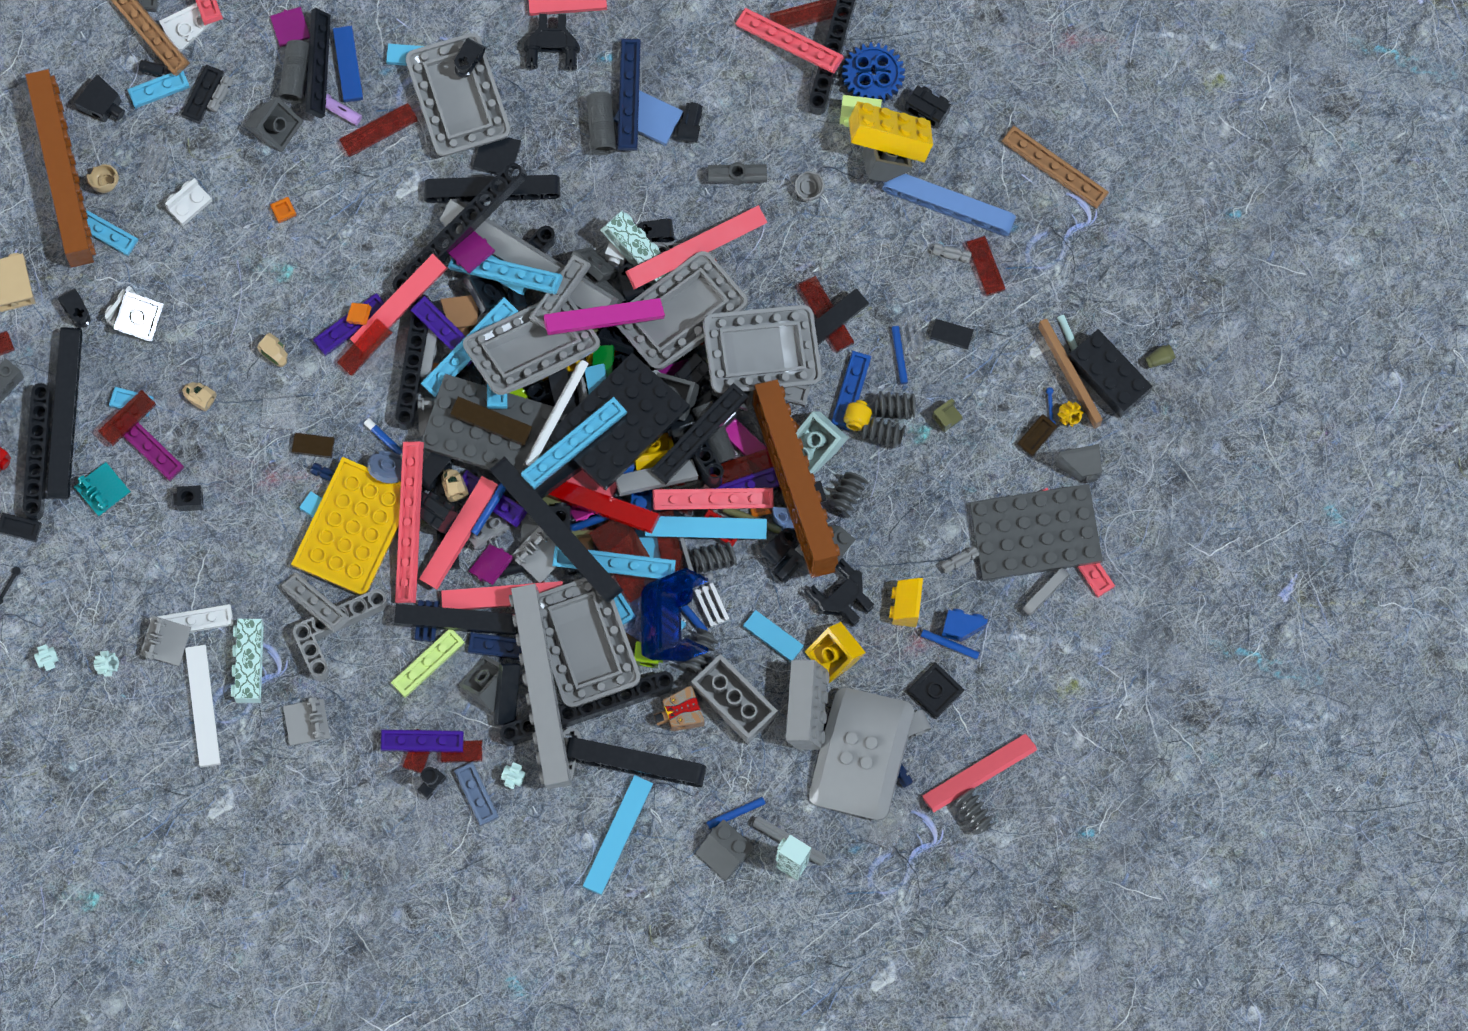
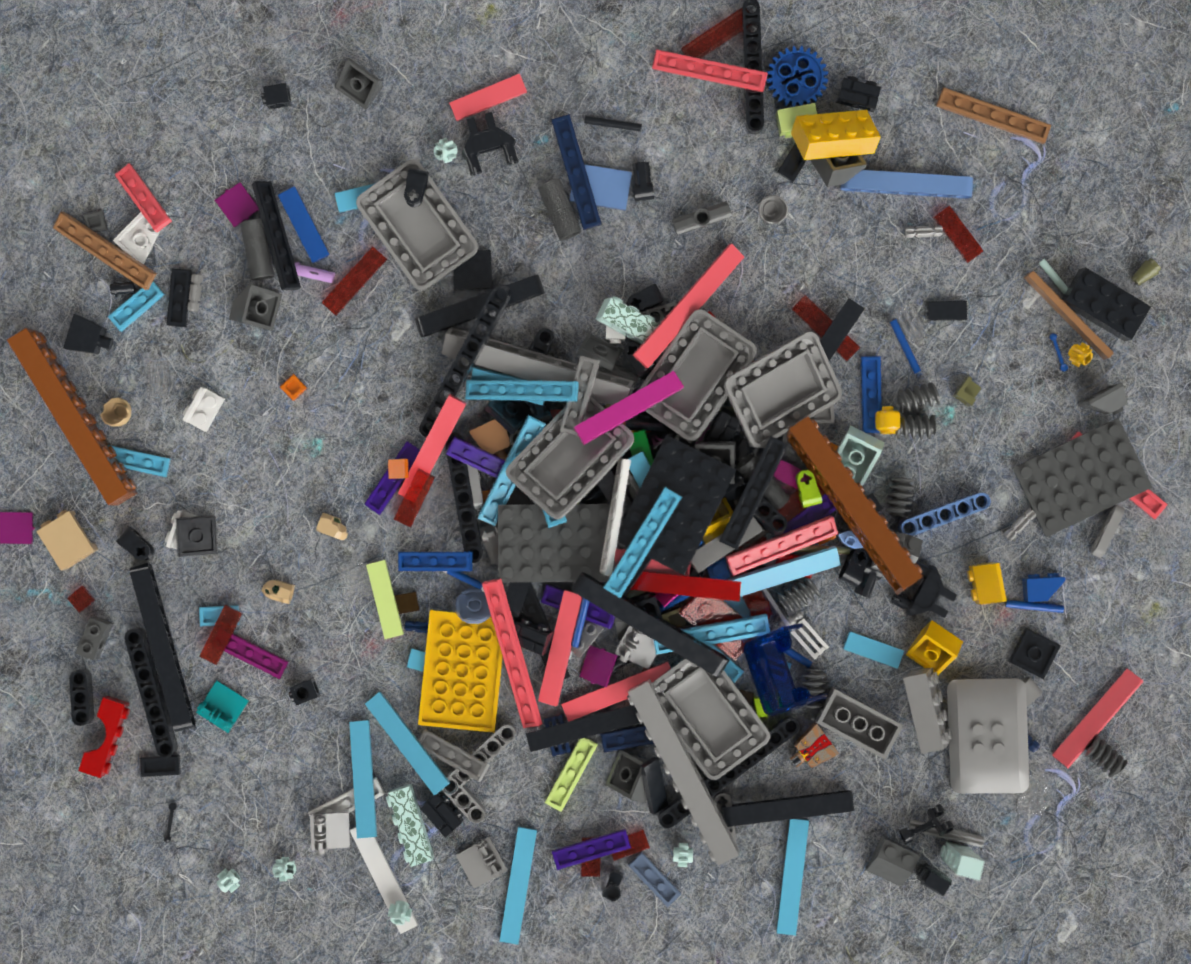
camera: 10 degrees left, 15 degrees up
(207, 739) = (399, 912): none -> light aqua gear
(217, 600) = (363, 779): none -> medium azure tile
(274, 578) = (407, 743): none -> medium azure tile
(284, 660) = (442, 813): none -> black brick
(301, 434) = (385, 599): none -> yellowish green tile
(335, 756) = (518, 885): none -> medium azure tile
(364, 412) = (435, 561): none -> blue tile
(454, 485) = (540, 604): tan rock -> none
(471, 252) = (483, 379): magenta piece -> none
(491, 421) = (556, 539): dark brown tile -> none
(509, 36) = (445, 150): none -> light aqua gear
(680, 62) = (613, 123): none -> black bar
(736, 812) = (890, 822): blue bar -> none
(756, 455) = (808, 493): none -> lime piece
(760, 876) = (933, 879): none -> black brick
(783, 815) = (936, 811): none -> black bar
(843, 152) = (792, 164): none -> black tile
(894, 519) = (953, 514): none -> medium blue beam
(1037, 435) = (1055, 383): dark brown tile -> none

